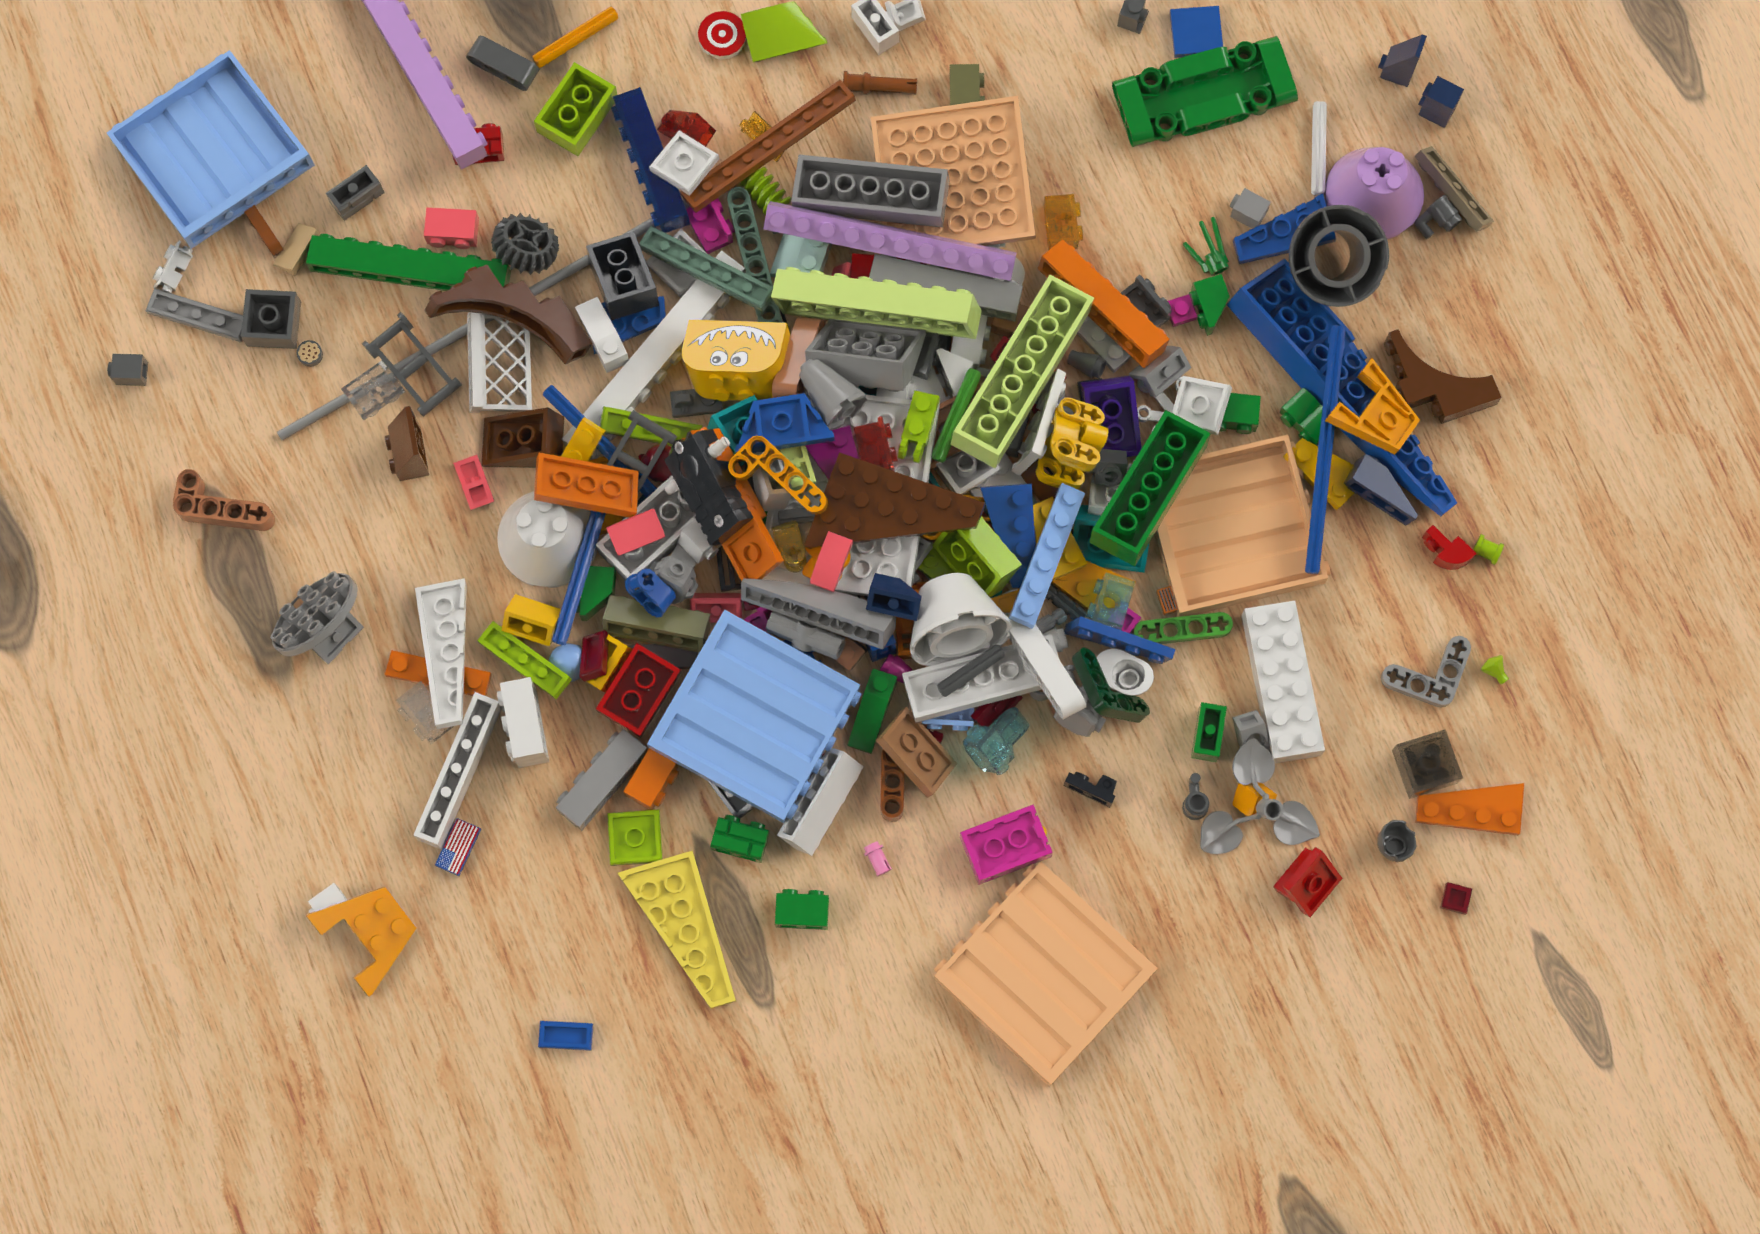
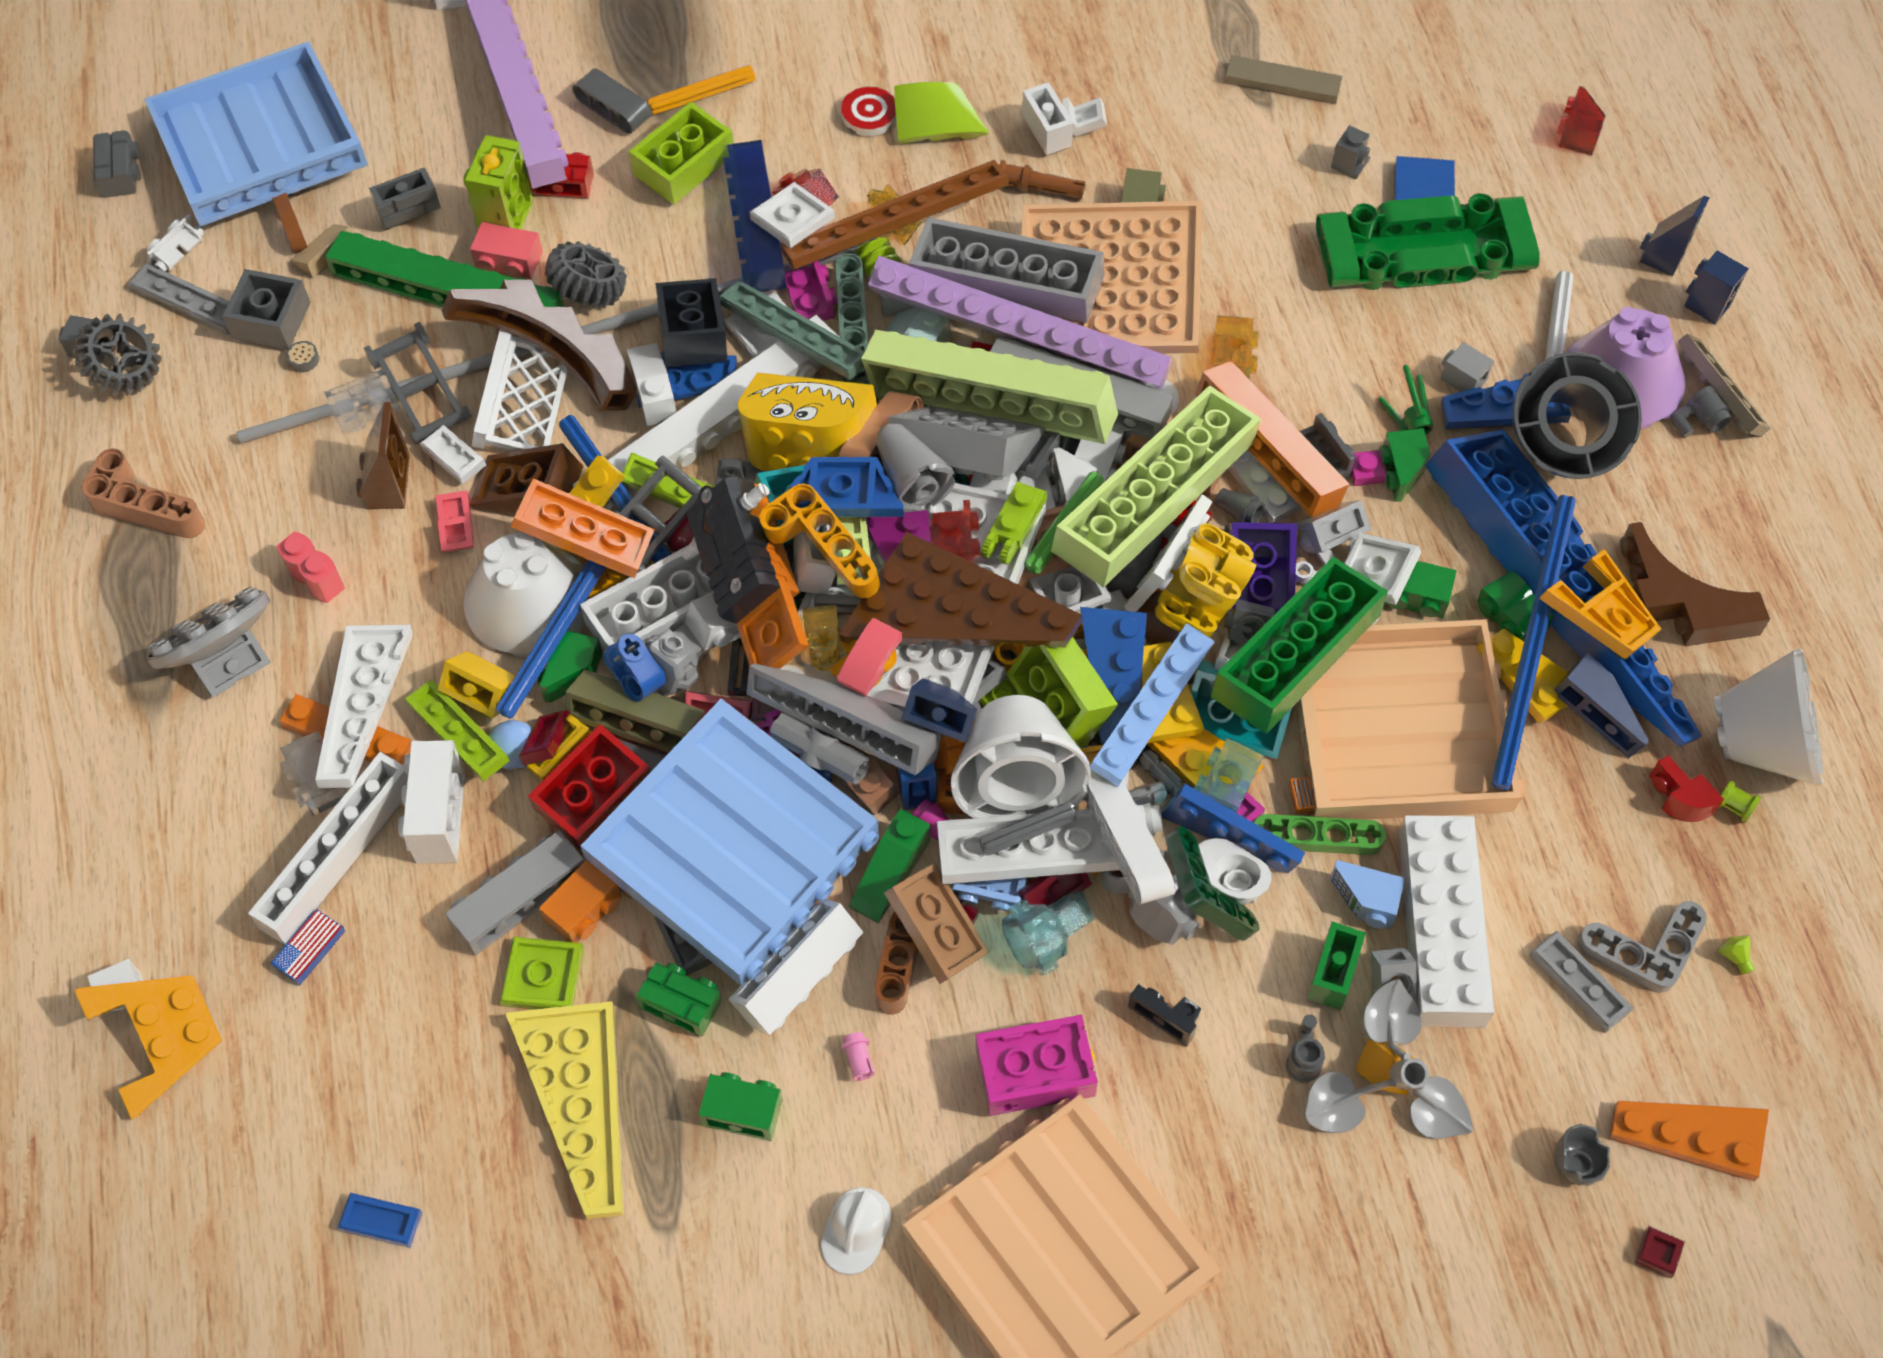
camera: 10 degrees right, 15 degrees down
(98, 197) = (116, 163): none -> dark grey brick
(161, 364) = (92, 355): none -> dark grey gear
(377, 544) = (310, 567): none -> coral brick
(435, 175) = (499, 183): none -> lime piece
(456, 423) = (452, 454): none -> white plate
(635, 532) = (631, 592): coral slope -> none
(900, 982) = (856, 1230): none -> white piece
(1226, 671) = (1368, 893): none -> light blue slope
(1308, 880) = (1452, 1188): red bracket -> none
(1385, 709) = (1581, 981): none -> light grey tile
(1427, 764) = (1635, 1057): clear smoke brick -> none
(1509, 485) = (1772, 721): none -> white cone

